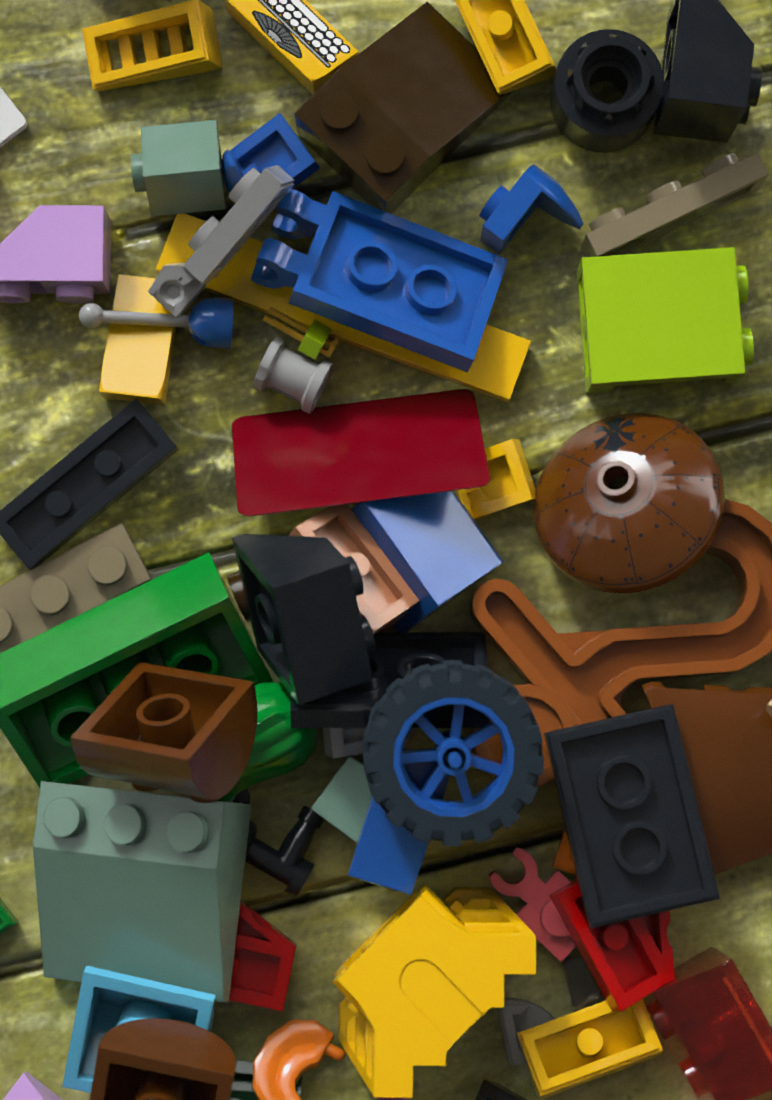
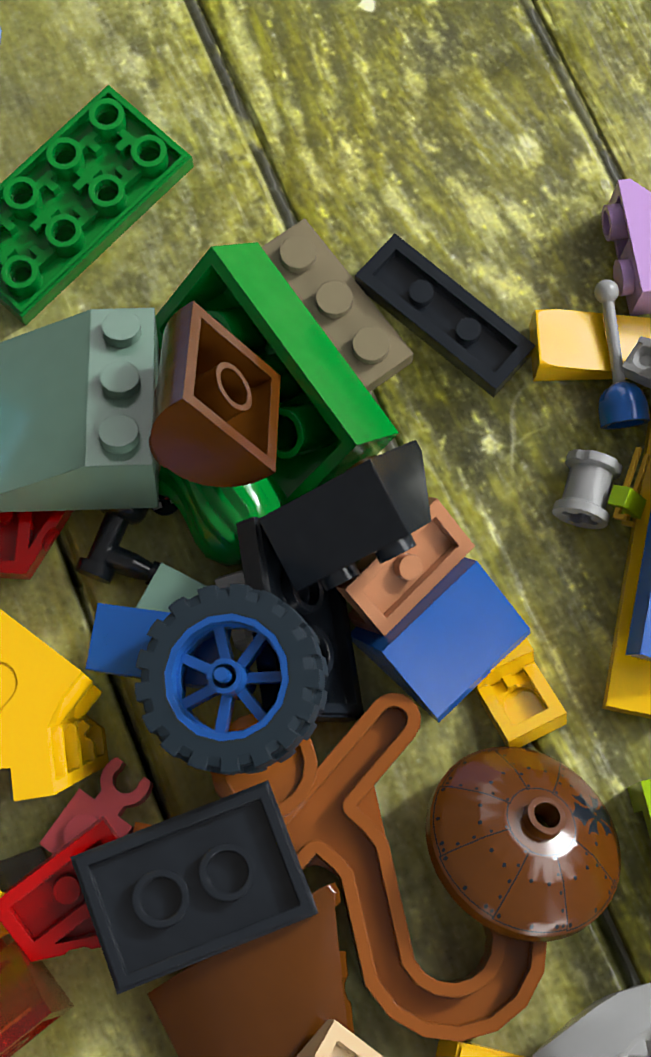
camera: 80 degrees right, 10 degrees down
(358, 452) = (523, 561): dark red sticker -> none

